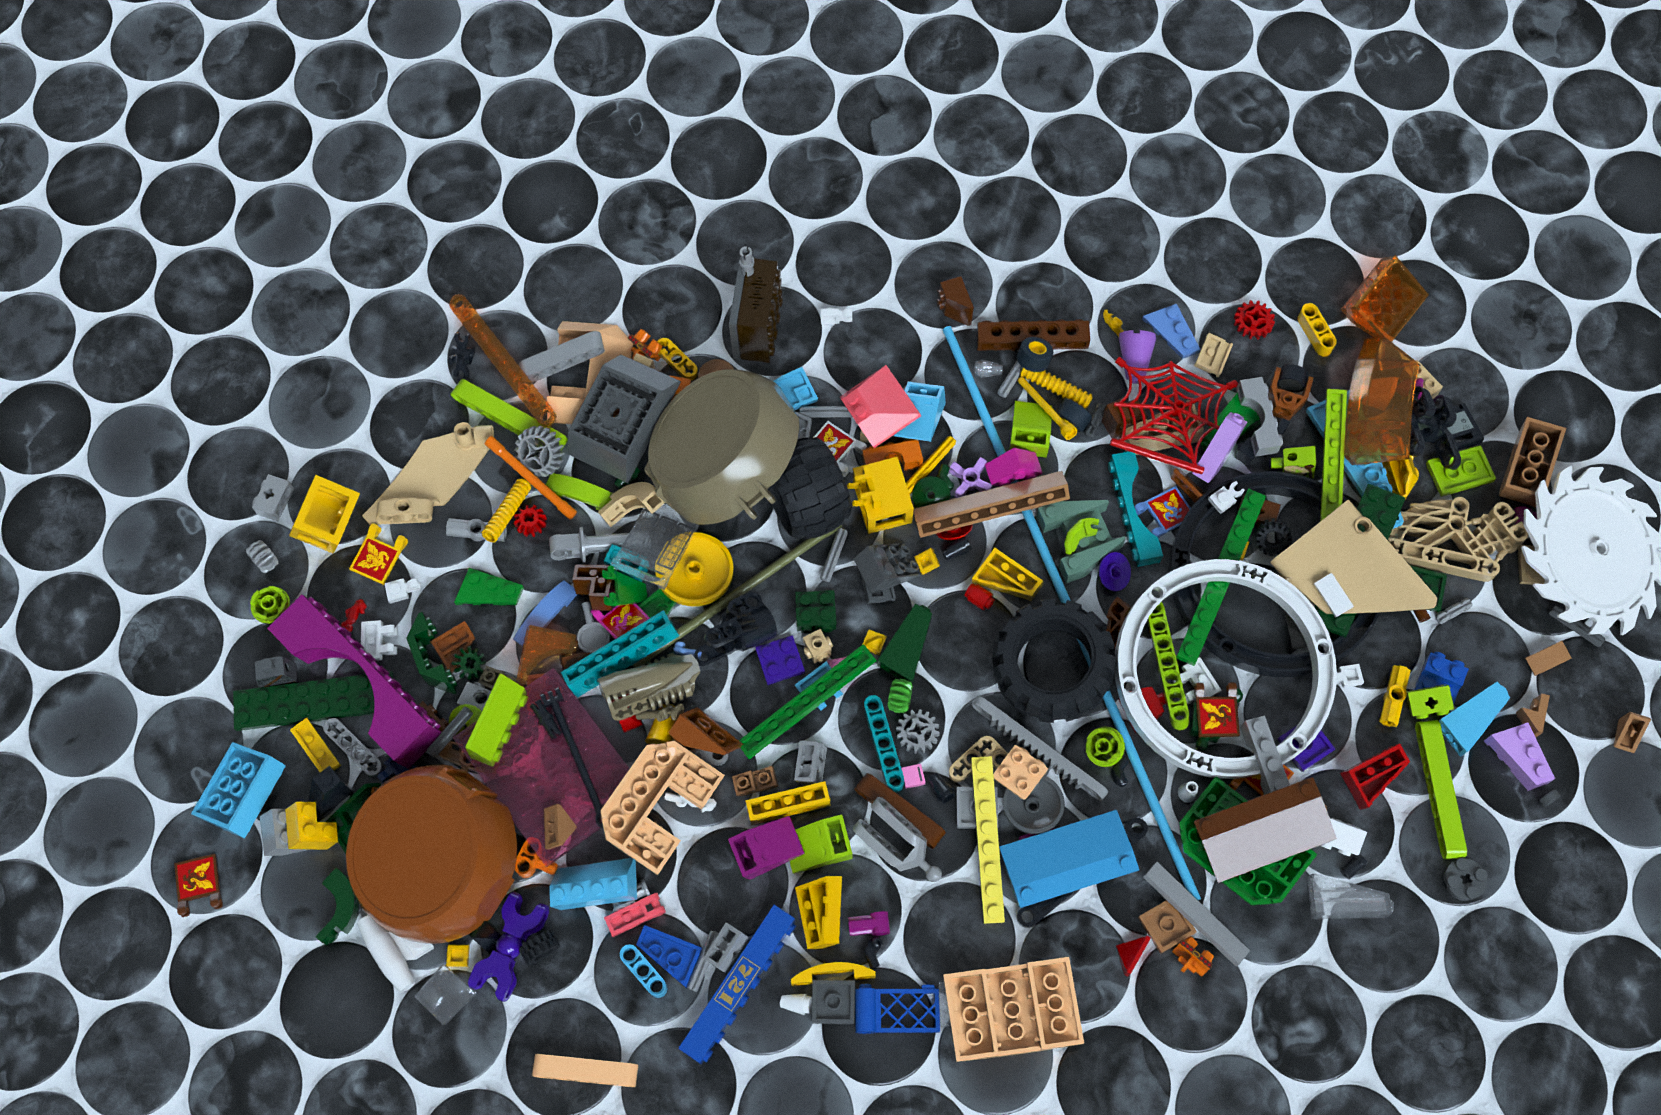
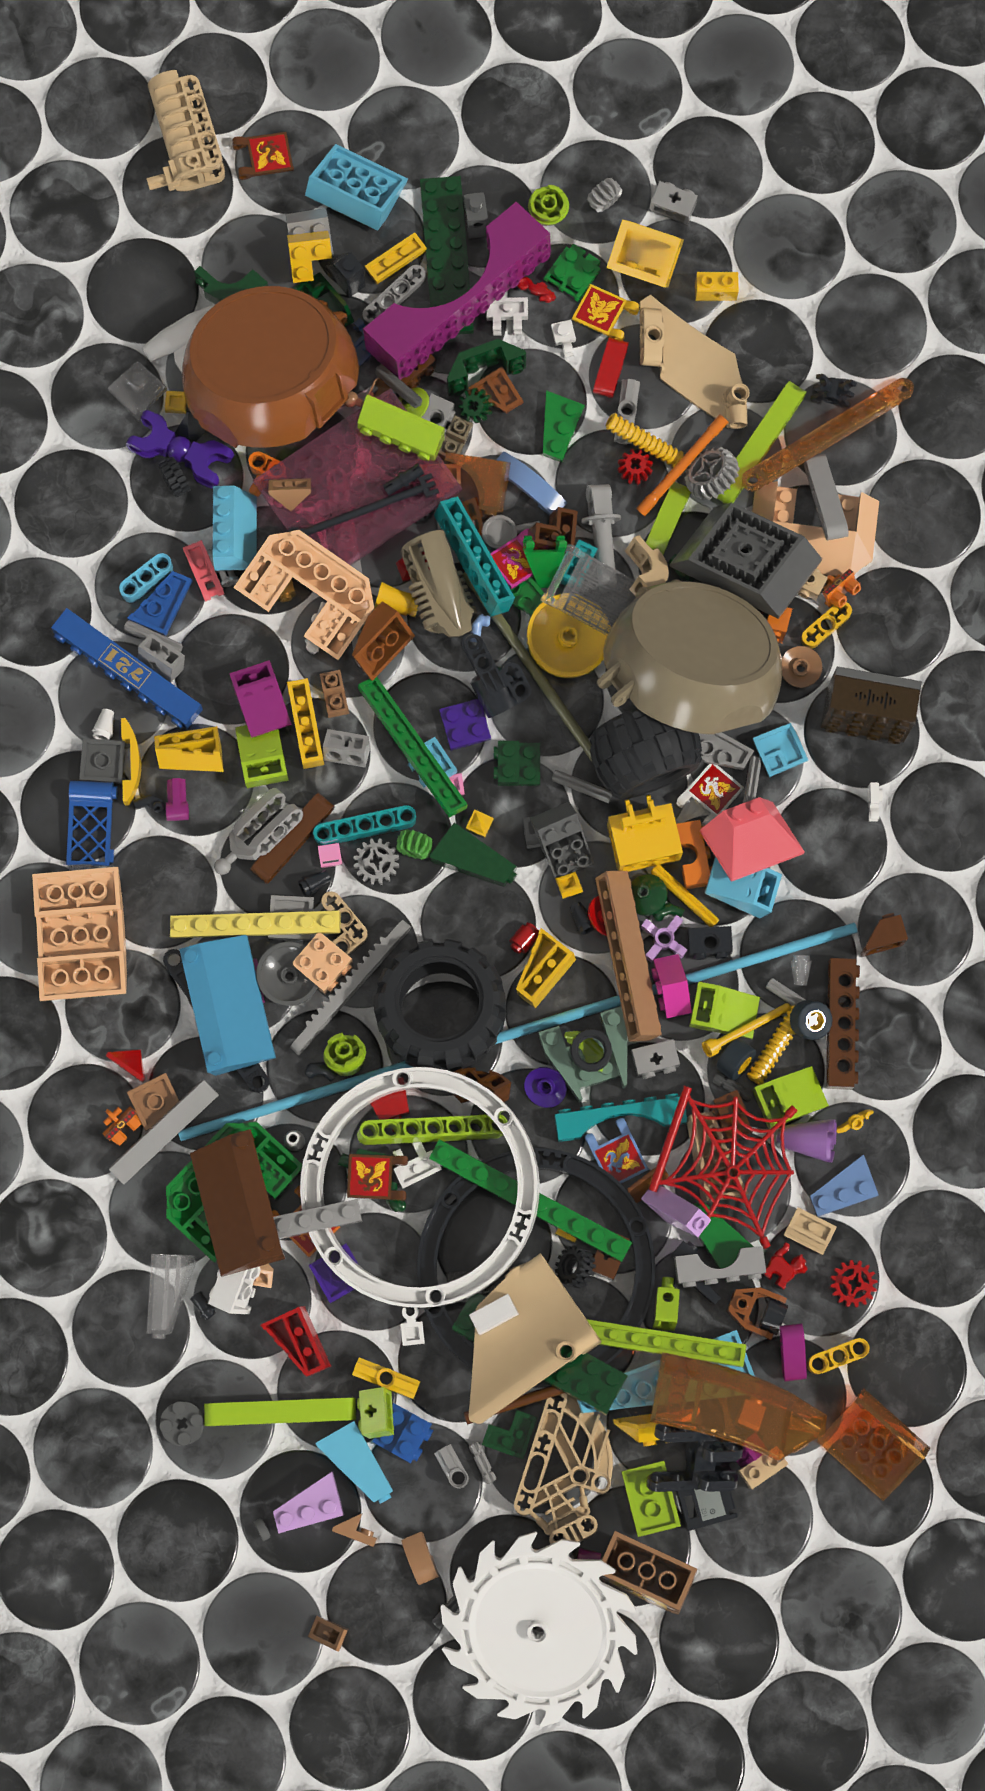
camera: 90 degrees right, 10 degrees up
(171, 963) = (183, 135): none -> tan piece
(336, 584) = (574, 271): none -> green plate
(357, 457) = (716, 286): none -> yellow brick
(433, 546) = (610, 367): none -> red beam
(585, 1070) = (54, 522): light nougat beam -> none
(662, 714) = (405, 605): dark tan piece -> none
(746, 261) = (902, 682): light grey pin -> none
(817, 646) = (476, 755): tan brick -> none
(970, 430) = (721, 936): none -> black brick
(1082, 472) = (643, 1055): none -> light grey brick
(1083, 512) = (591, 1067): none -> black tyre
(1101, 374) = (794, 1089): none -> lime slope
(1225, 498) = (622, 1214): white plate -> none
(1249, 369) = (783, 1269): none -> red animal
(1321, 360) = (793, 1352): none -> magenta beam
(1463, 634) = (451, 1464): none -> light grey piece

